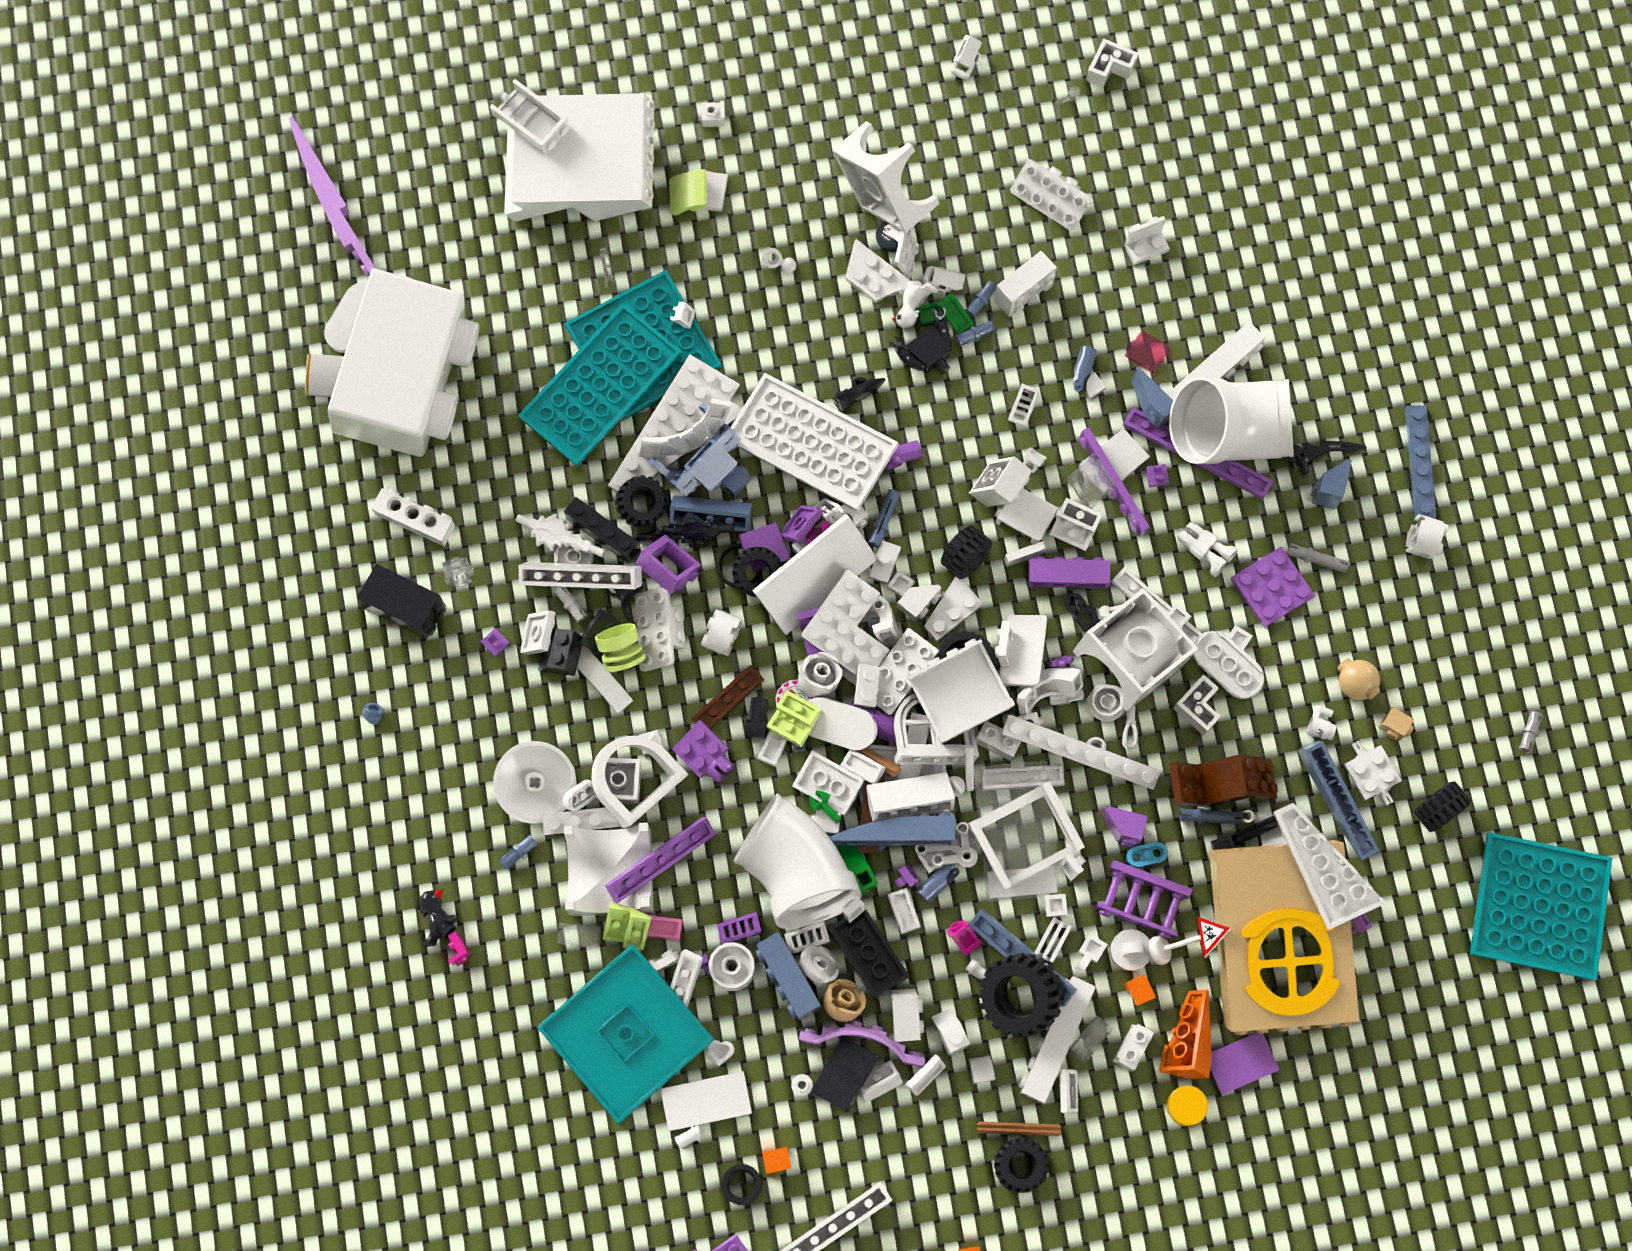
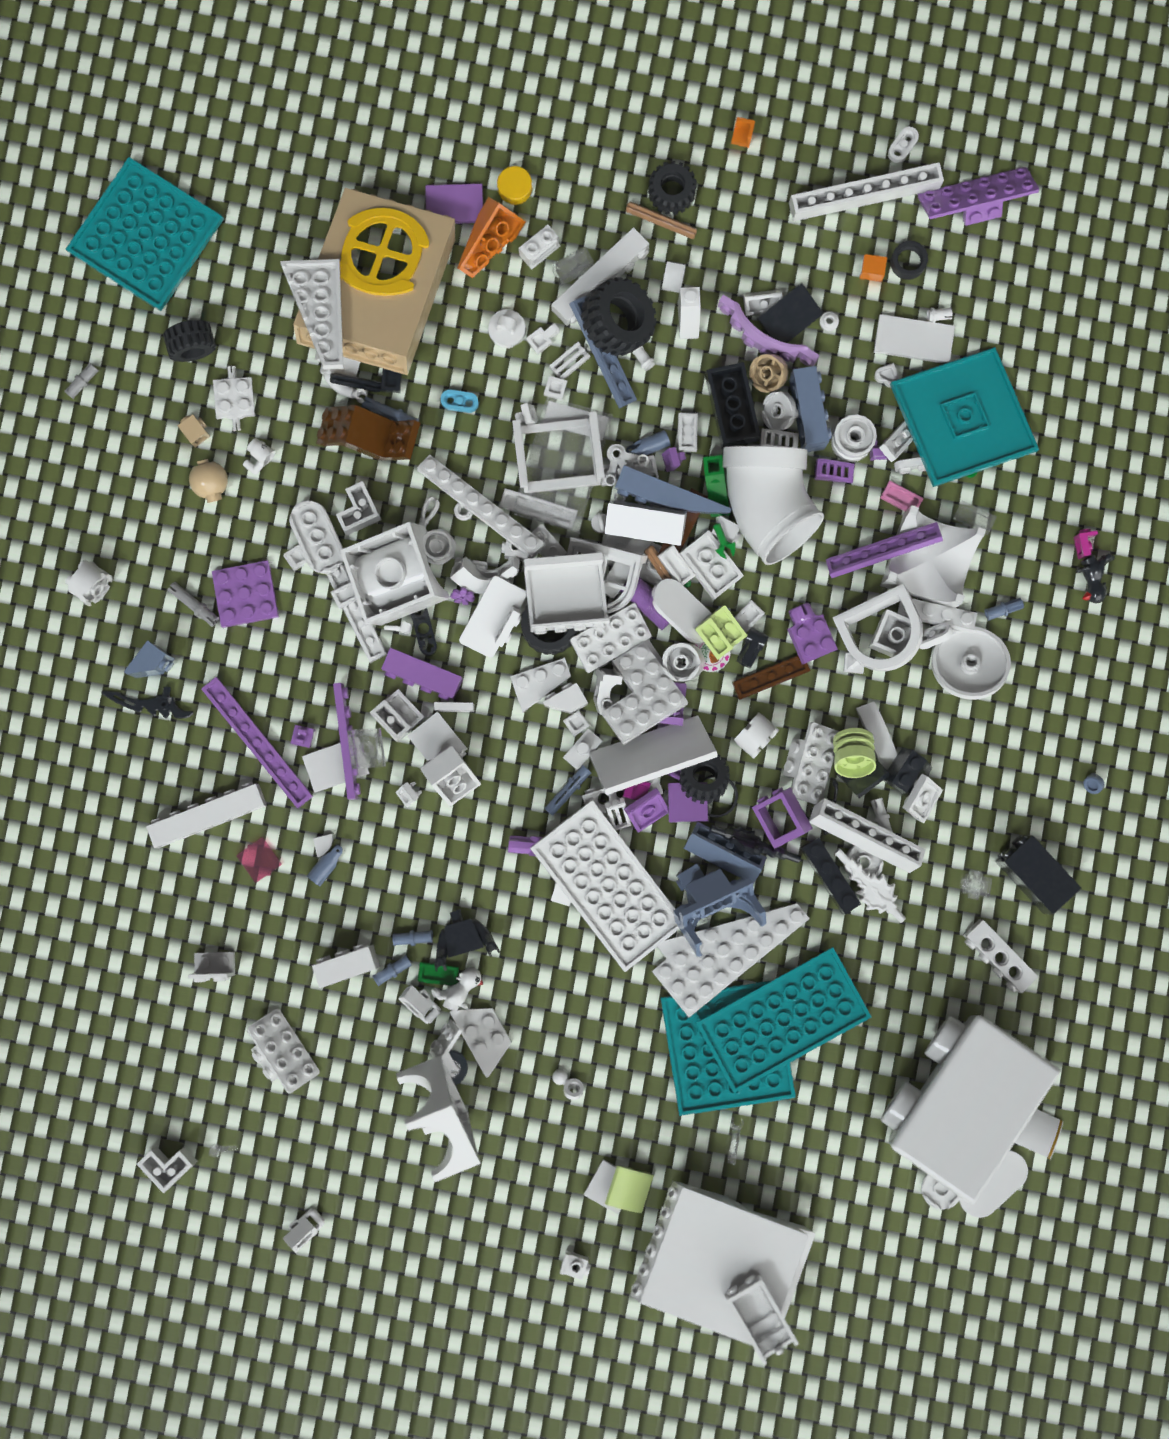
camera: 160 degrees left, 10 degrees up
(330, 200) = (979, 1317): lavender slope -> none
(495, 642) = (962, 808): medium lavender tile -> none
(626, 926) = (932, 506): yellowish green slope -> none
(657, 497) = (780, 873): black tyre -> none
(684, 315) = (680, 1059): white tile -> none
(691, 438) = (721, 926): white tile -> none
(853, 909) = (734, 440): white plate -> none
(860, 390) = (558, 917): black panel -> none
(867, 685) = (645, 634): white plate -> none
(905, 1011) = (720, 342): white brick -> none
(926, 1075) = (722, 289): white tile -> none
(955, 314) = (423, 963): green tile -> none
(963, 937) = (645, 391): dark pink bracket -> none
(966, 552) = (507, 724): black tyre -> none
(969, 768) = (583, 529): white piece -> none
(1030, 390) = (379, 858): white slope -> none
(1068, 1091) = (608, 232): white tile -> none
(1125, 825) = (467, 427): medium lavender slope -> none
(1140, 990) = (514, 291): orange panel -> none
(1152, 399) = (276, 804): sand blue slope -> none
(1158, 886) = (474, 383): medium lavender fence -> none
(1203, 543) = (288, 656): white piece -> none
(1210, 935) = (439, 299): white piece -> none
(1231, 420) = (215, 749): white cylinder -> none
(1338, 798) = (274, 385): sand blue slope -> none
(1420, 460) = (59, 658): sand blue plate -> none

